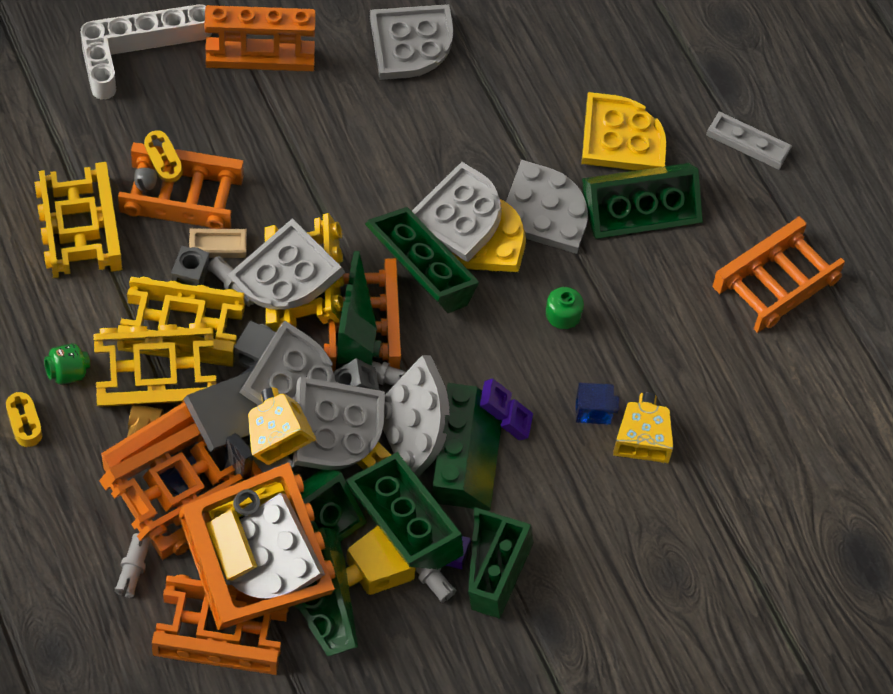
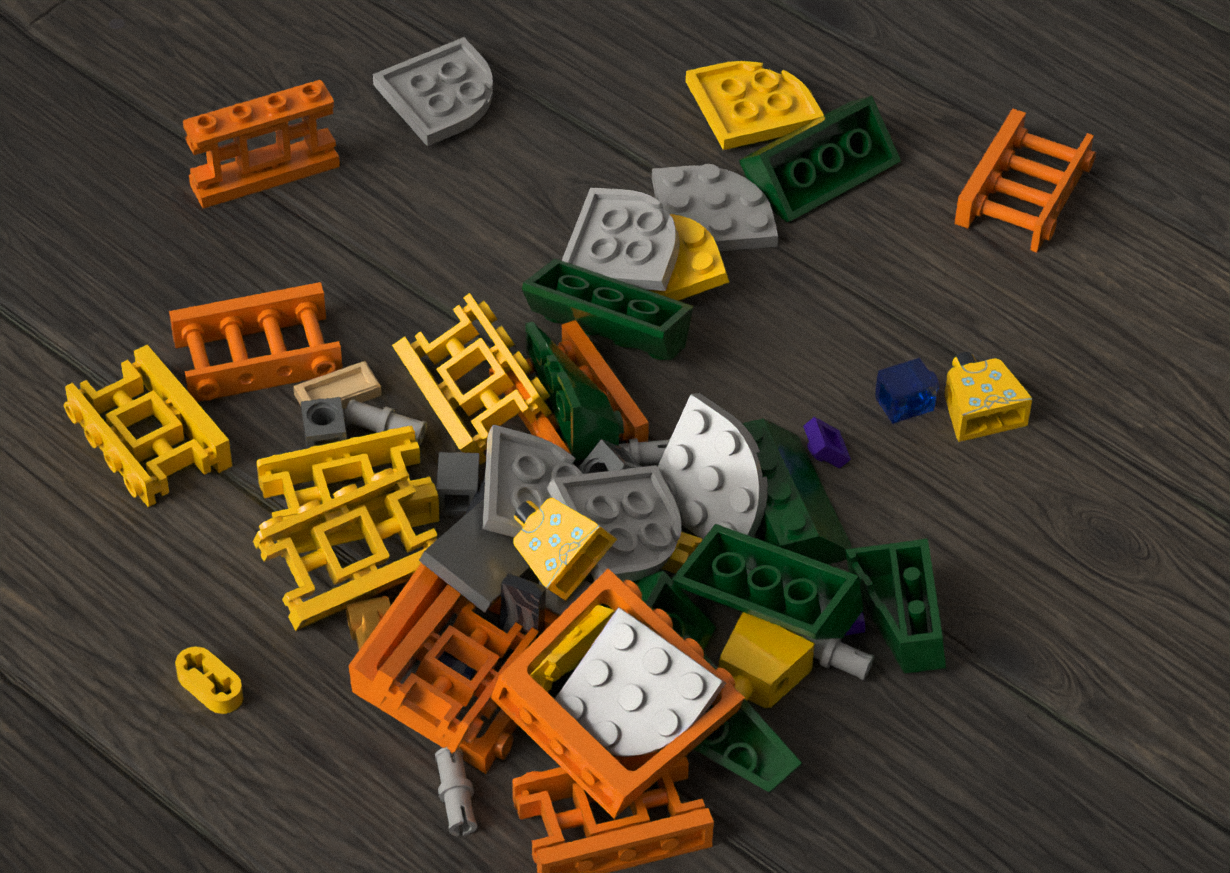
camera: 20 degrees left, 10 degrees down
(66, 364) = (230, 592): green head -> none
(135, 33) = (63, 214): white beam -> none
(145, 178) = (209, 344): dark grey hinge -> none
(169, 153) = (223, 304): yellow beam -> none
(231, 545) = (586, 699): tile -> none
(249, 509) = (588, 642): dark grey hinge -> none
(286, 270) = (456, 374): light grey plate -> none
(495, 399) = (792, 424): dark purple plate -> none
(564, 308) = (806, 302): green head -> none
(749, 140) = (898, 59): light grey tile -> none

